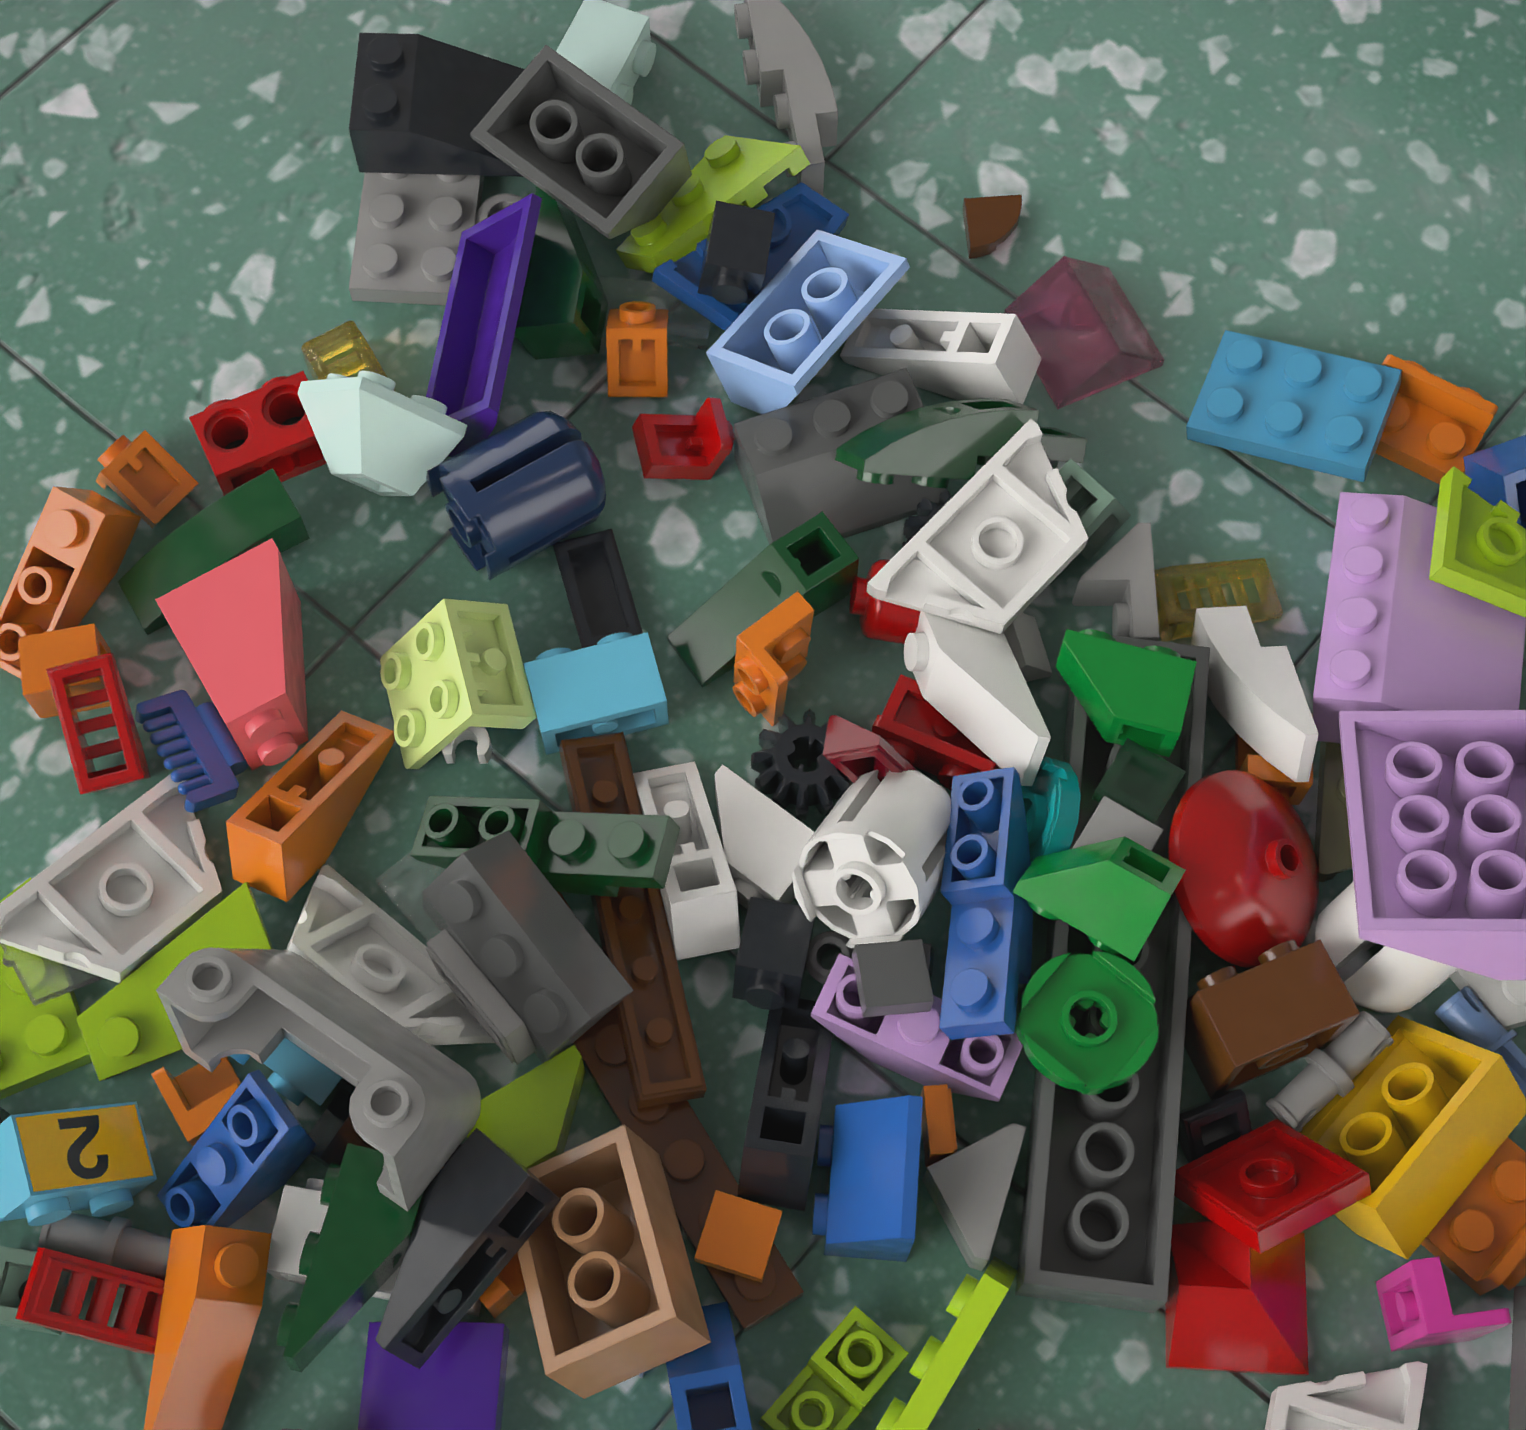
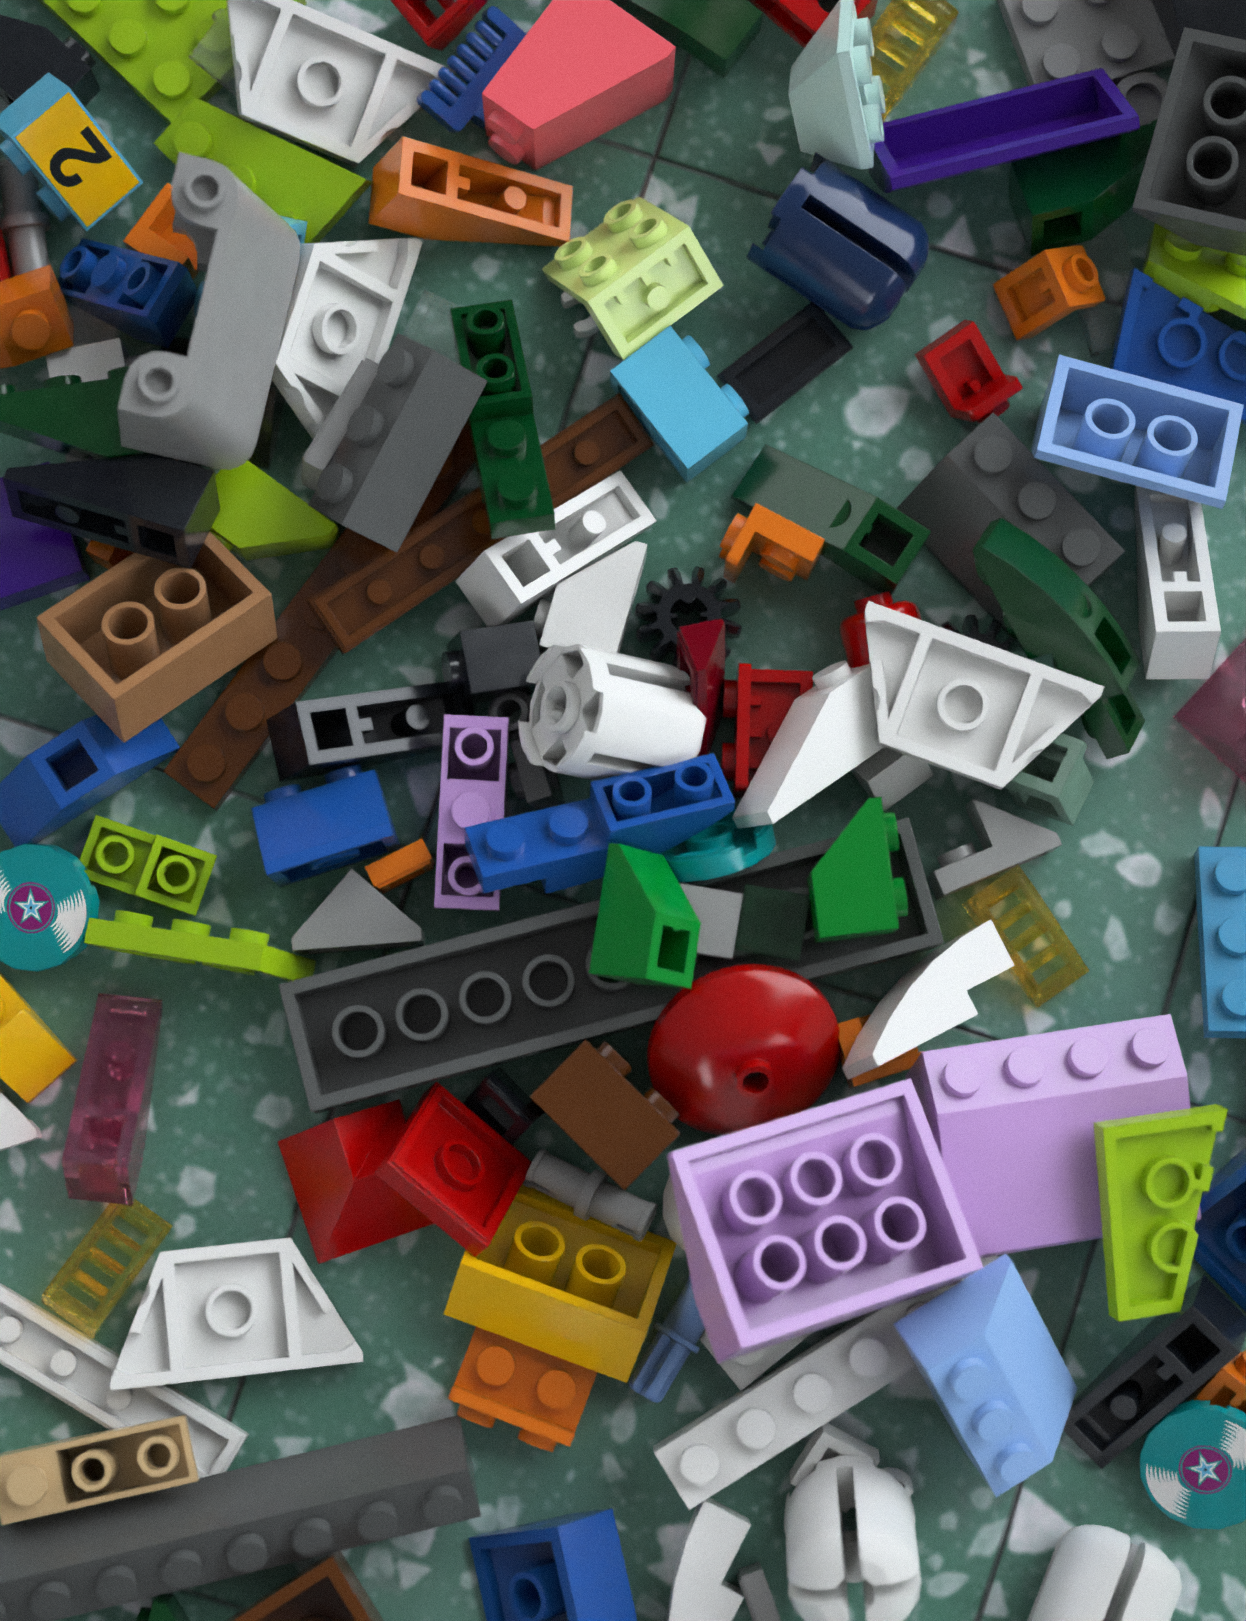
camera: 65 degrees right, 15 degrees up
(736, 253) = (1176, 338): black brick -> none
(738, 1236) = (231, 732): orange tile -> none
(892, 978) = (496, 770): dark grey tile -> none
(1088, 1061) = (507, 920): green plate -> none
(1420, 1310) = (388, 1336): dark pink panel -> none

